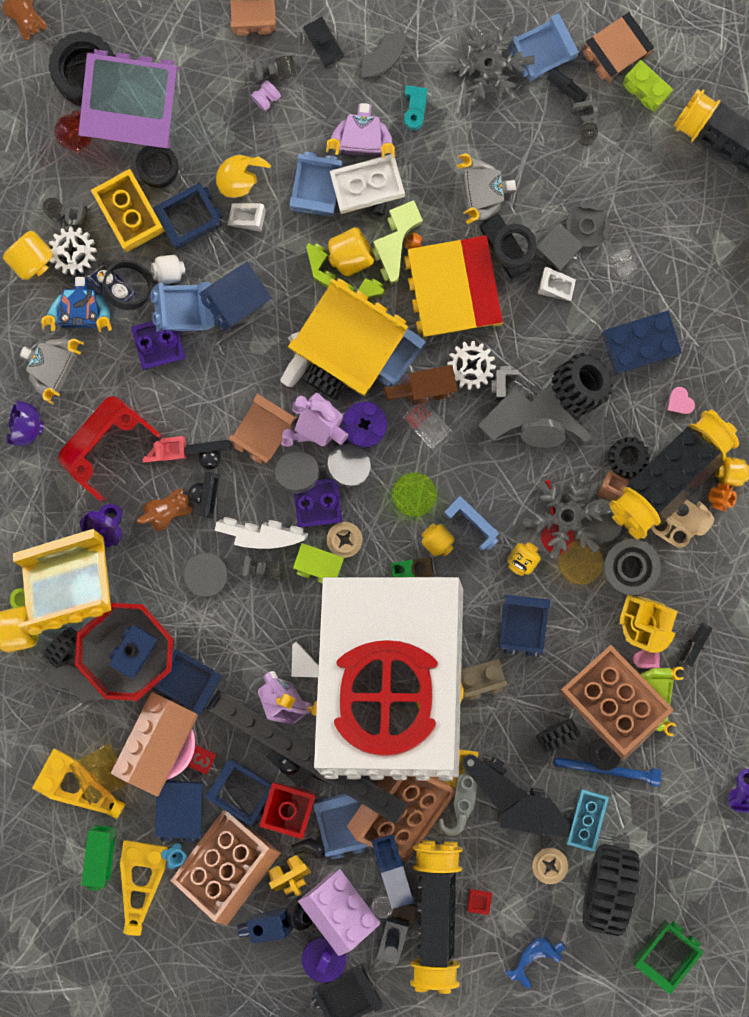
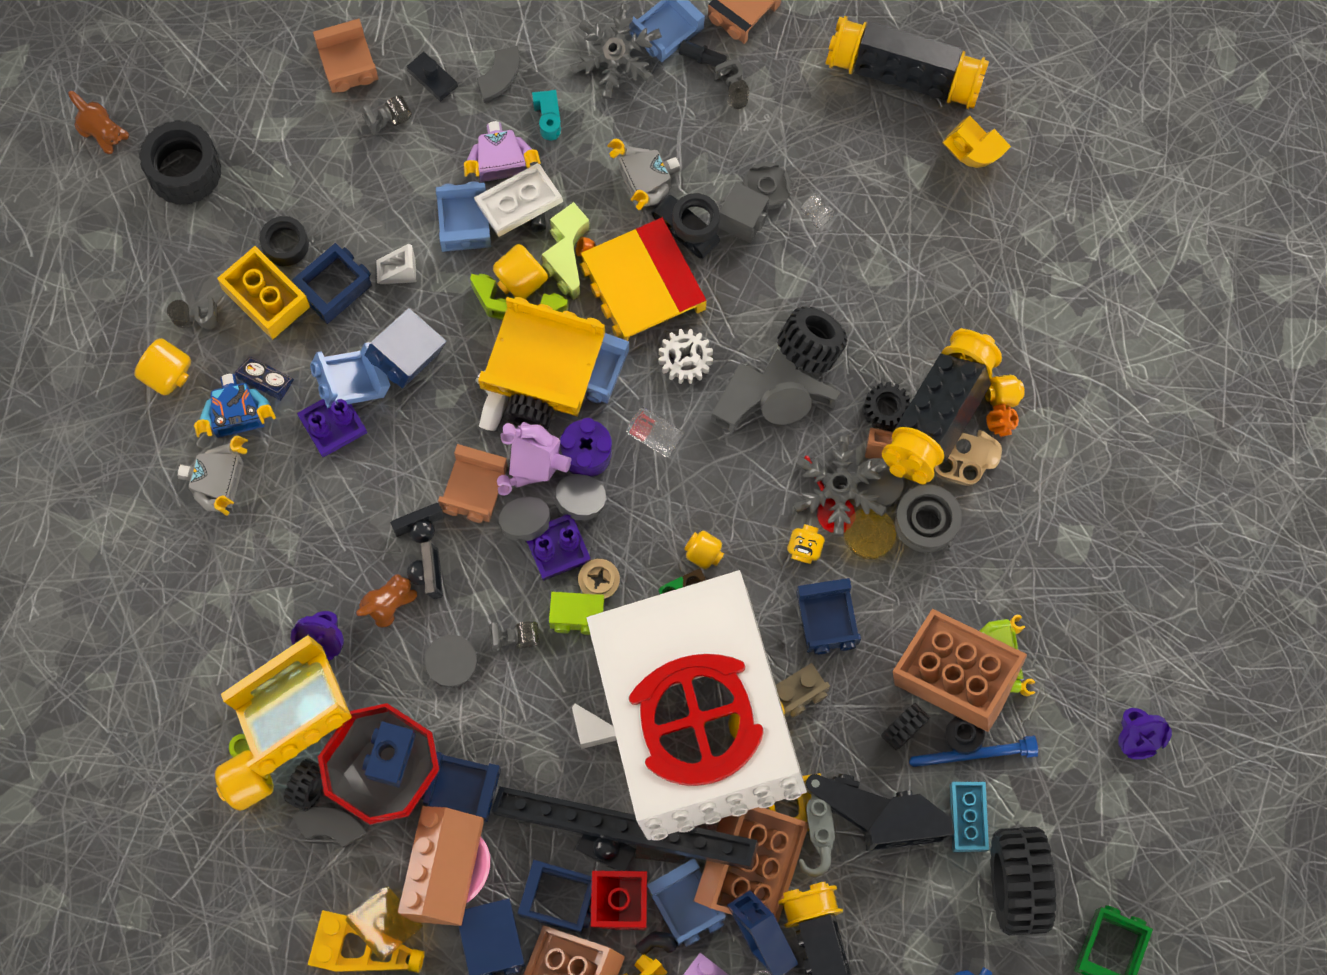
camera: 20 degrees left, 15 degrees down
(24, 424) = (200, 548): dark purple cylinder -> none
(67, 132) = (184, 227): clear red cap -> none
(73, 454) = (268, 565): red windscreen -> none
(82, 251) = (222, 349): white gear -> none
(128, 99) = (236, 174): panel -> none
(132, 265) = (285, 350): black tyre -> none
(167, 269) = (323, 340): white head -> none
(167, 449) = (371, 536): coral slope -> none
(202, 759) = (501, 874): red tile -> none
(234, 179) = (374, 231): yellow helmet -> none
(265, 95) = (384, 142): lavender wheel -> none
(270, 536) = (513, 596): white slope -> none
(282, 700) = (579, 775): lavender torso -> none
(414, 494) = (663, 510): clear neon green tile -> none
(424, 384) = (641, 385): reddish brown brick -> none
(476, 519) = (738, 513): medium blue panel -> none
(479, 901) = (874, 950): red tile -> none
(498, 385) = (722, 367): light grey bracket -> none
(551, 876) = (954, 878): tan gear -> none
(556, 285) = (751, 251): white slope -> none
(641, 342) = (862, 285): dark blue brick -> none
(646, 660) = (978, 614): bright pink tile -> none
(647, 86) = (786, 32): lime brick -> none
(647, 623) = (965, 574): yellow brick -> none
(680, 402) = (923, 336): bright pink tile -> none
(696, 644) = (1027, 586): black axle -> none

